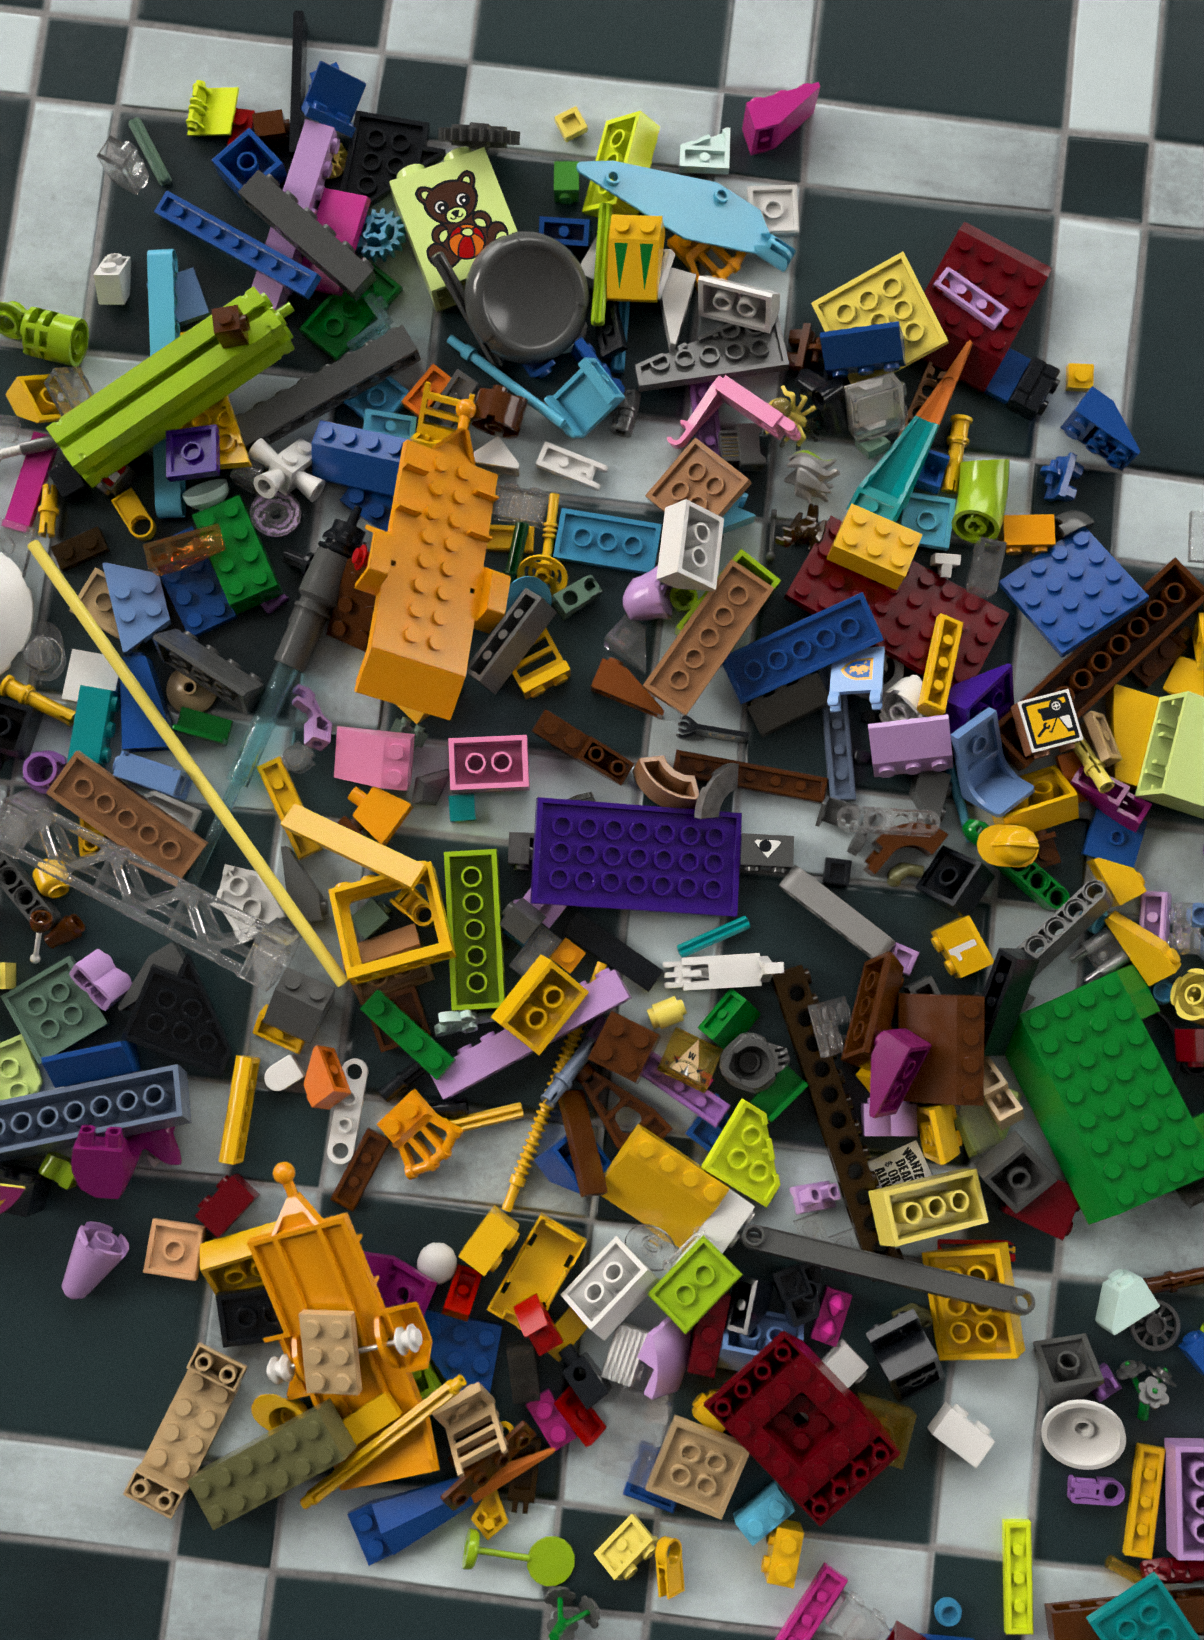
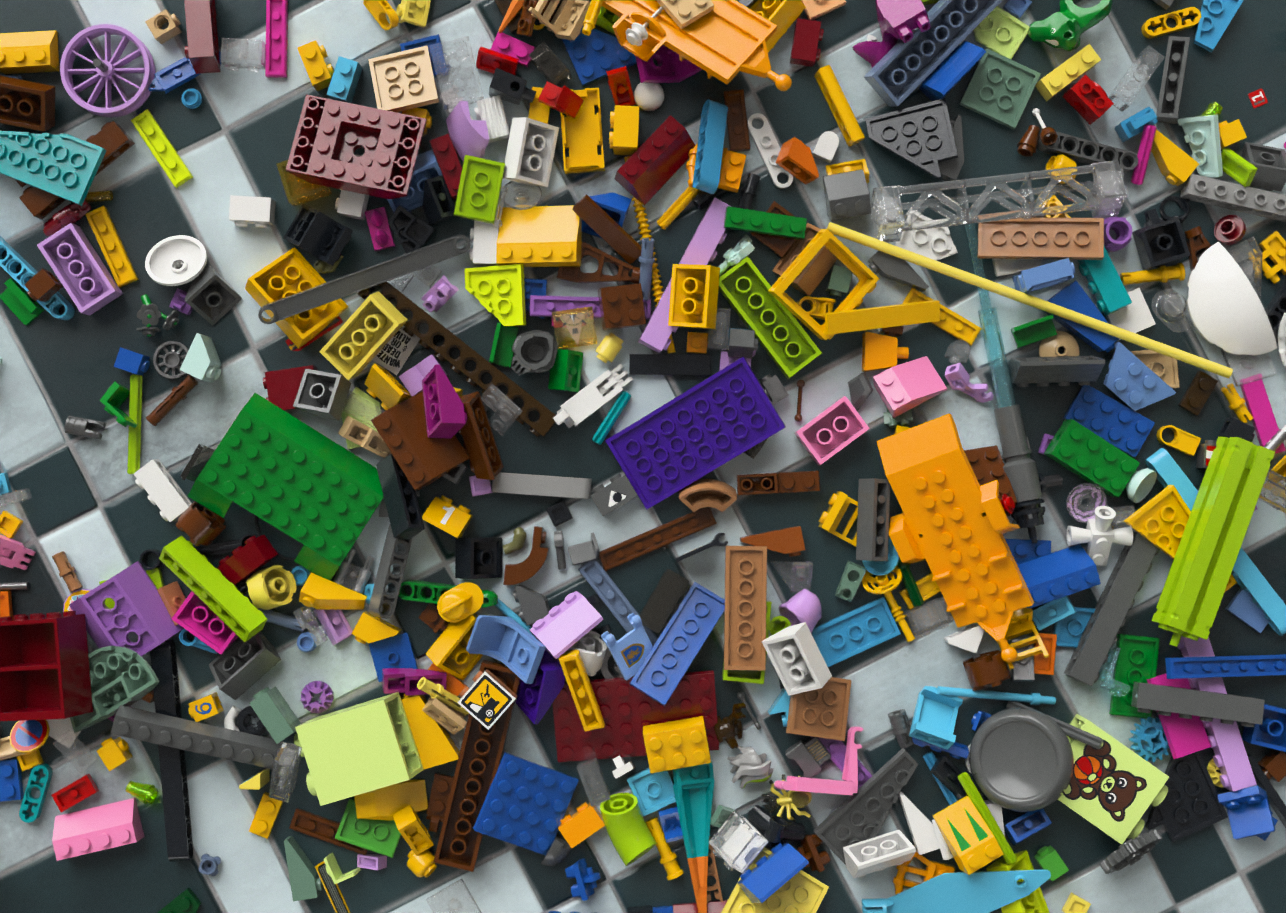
camera: 150 degrees right, 5 degrees up
(101, 979) = (984, 126): lavender brick -> none
(183, 550) = (1128, 435): clear orange slope -> none
(192, 453) = (1168, 502): dark purple plate -> none
(230, 326) = (1201, 599): reddish brown brick -> none
(410, 1158) = (710, 146): none -> dark azure beam
(462, 808) = (829, 391): teal tile -> none
(479, 1183) = (656, 161): none -> dark red slope
(487, 837) = (798, 417): none -> reddish brown hinge
(569, 465) = (915, 666): white hinge -> none
(719, 786) = (673, 505): flat silver tile -> none
(888, 816) = (550, 570): clear beam -> none
(1091, 1491) = (148, 230): medium lavender piece -> none

